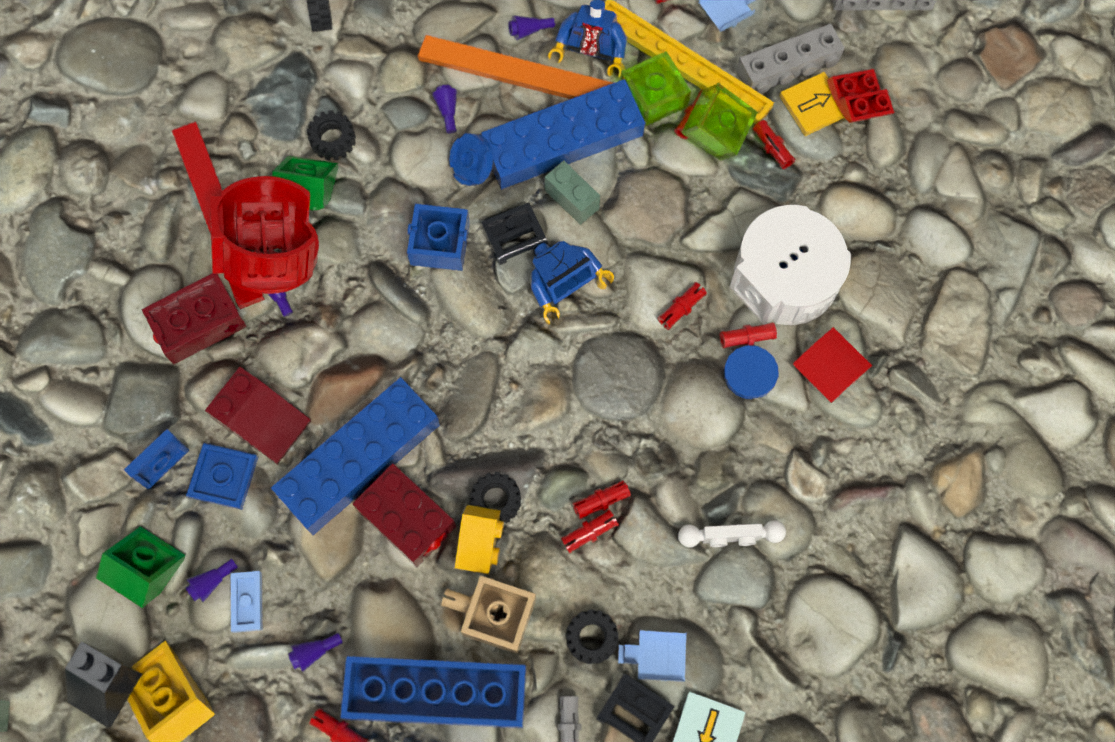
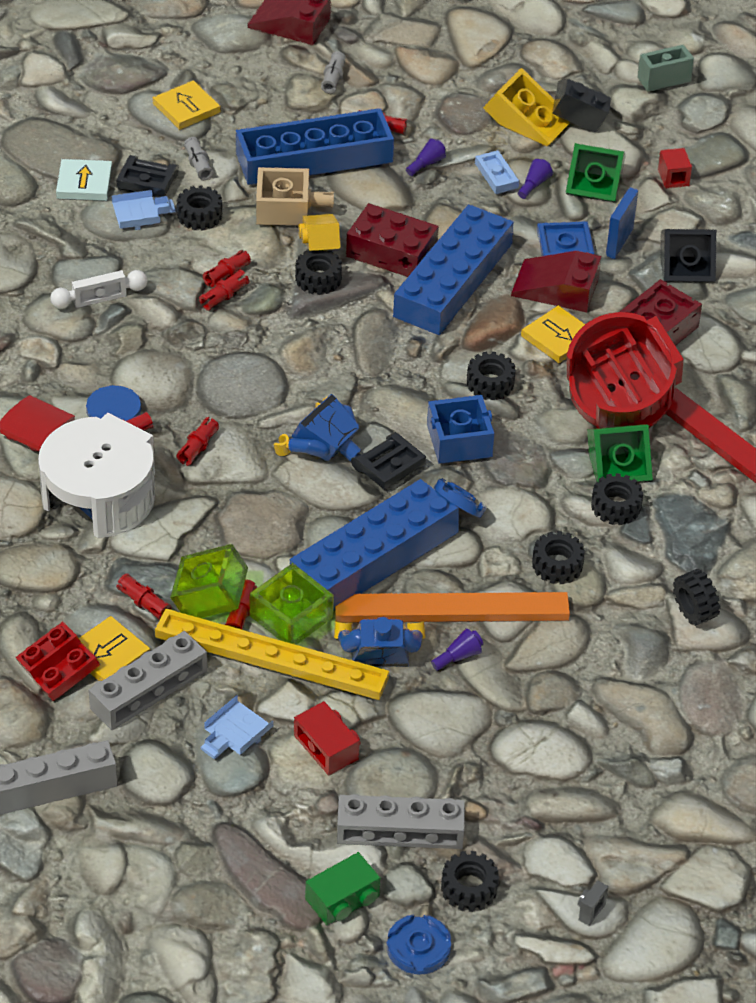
camera: 160 degrees right, 25 degrees down
(52, 548) = (674, 168): none -> red brick
(108, 412) = (688, 255): none -> black slope
(290, 348) = (553, 333): none -> yellow tile
(376, 292) = (491, 386): none -> black tyre
(405, 77) = (558, 545): none -> black tyre
(446, 98) = (515, 556): dark purple cone -> none
(572, 192) = (341, 497): sand green brick -> none

